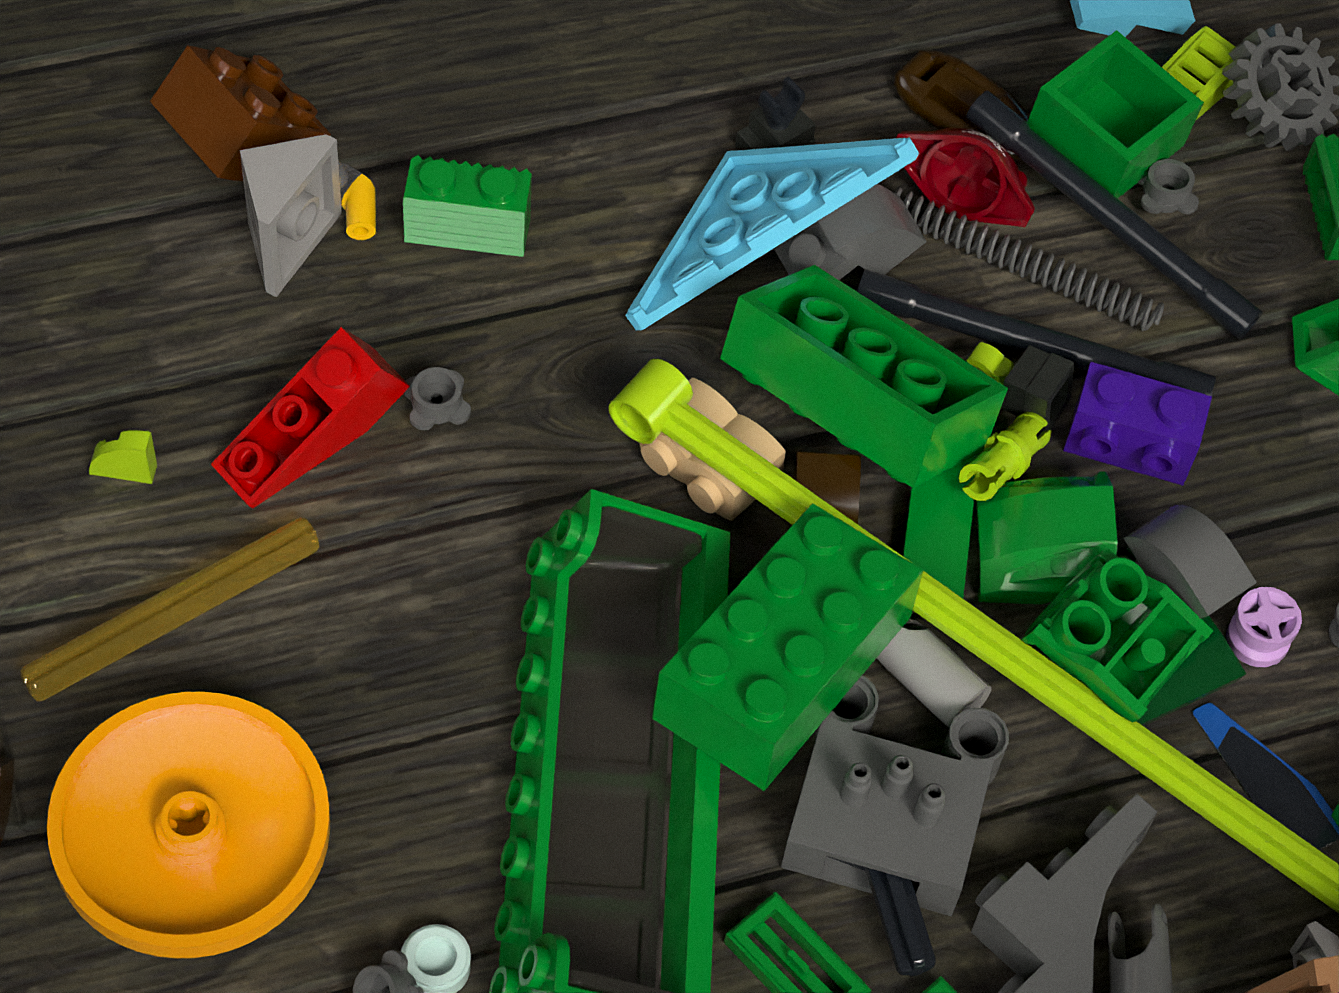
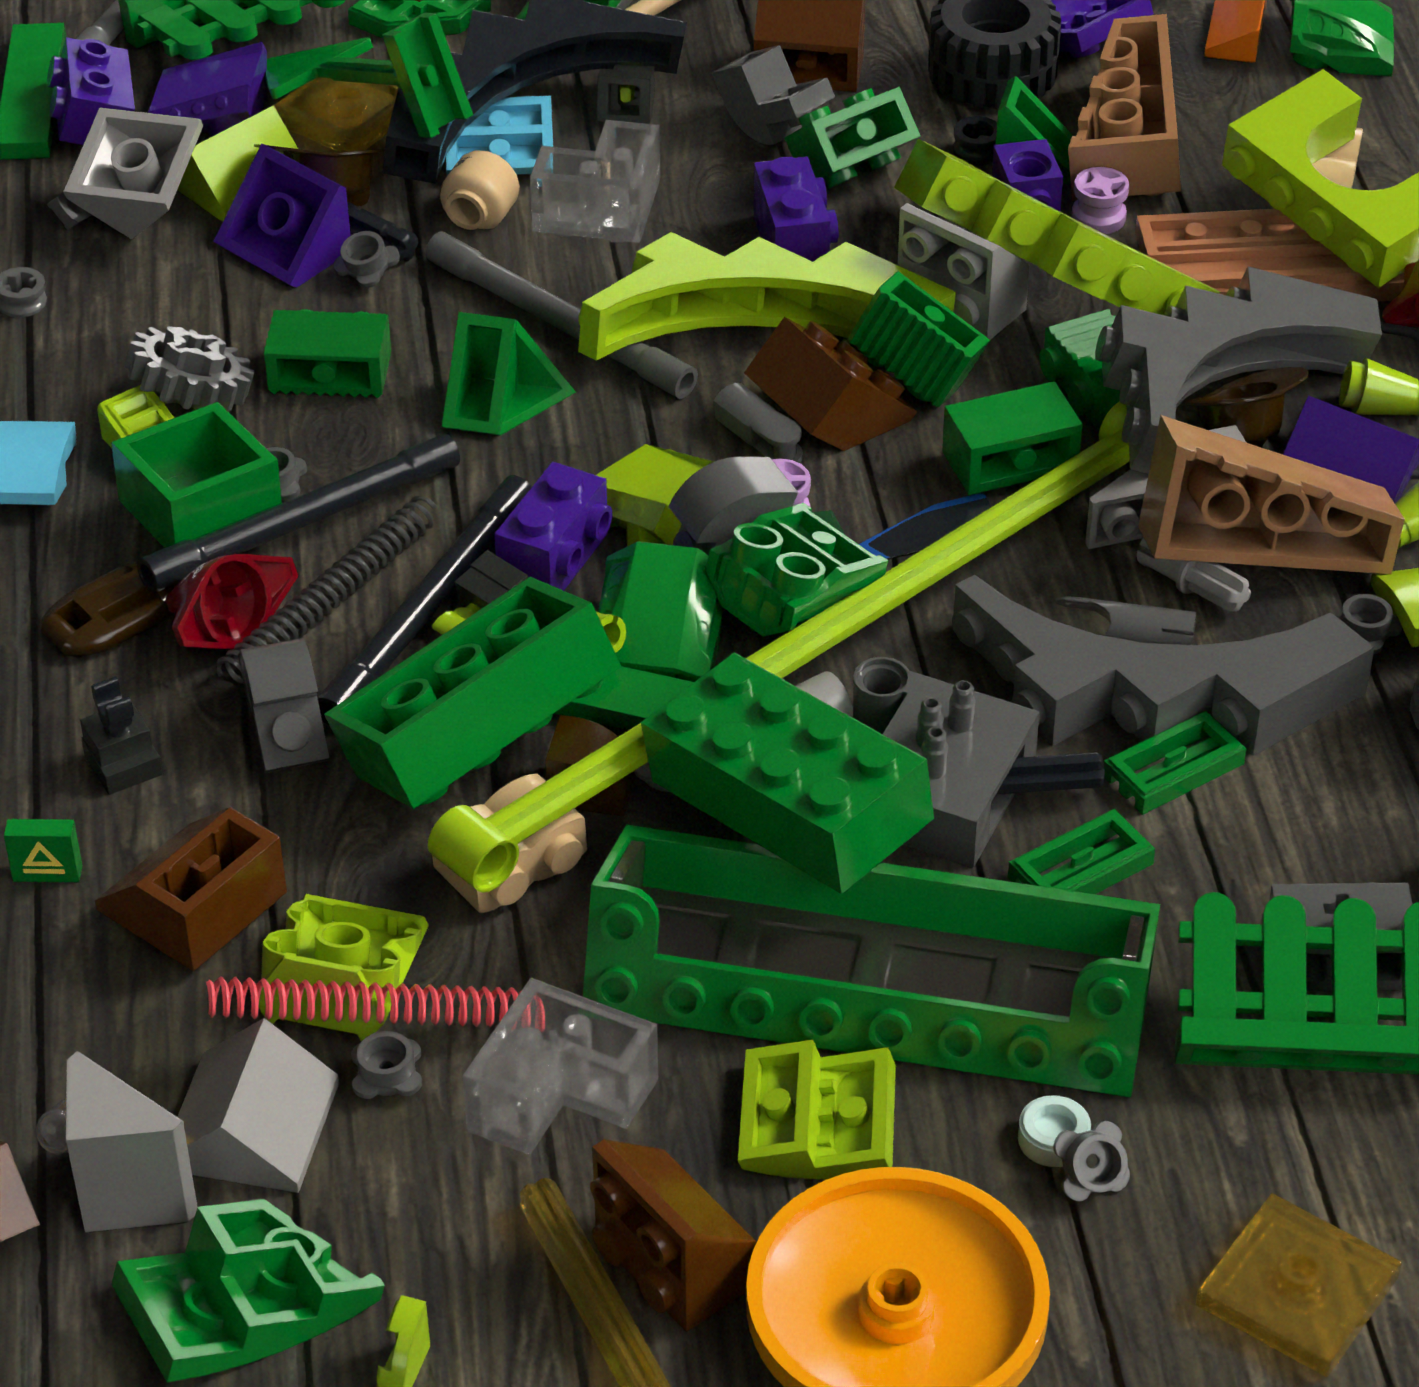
camera: 75 degrees left, 15 degrees down
(180, 331) = (238, 1291): none -> green slope
(249, 622) = (667, 1232): none -> reddish brown slope
(311, 418) = (395, 1170): red slope -> none
(376, 301) = (257, 1109): none -> light grey slope
(430, 750) = (816, 1112): none -> lime slope
(435, 508) = (554, 1054): none -> clear brick
(467, 206) = (147, 1002): green brick -> none
(472, 327) = (283, 990): none -> coral piece
(551, 341) = (340, 944): none -> lime slope
(604, 218) = (200, 887): none -> reddish brown slope
(636, 103) = (43, 850): none -> green tile
(756, 205) = (235, 741): medium azure tile -> none
(1250, 505) = (642, 489): none -> lime slope

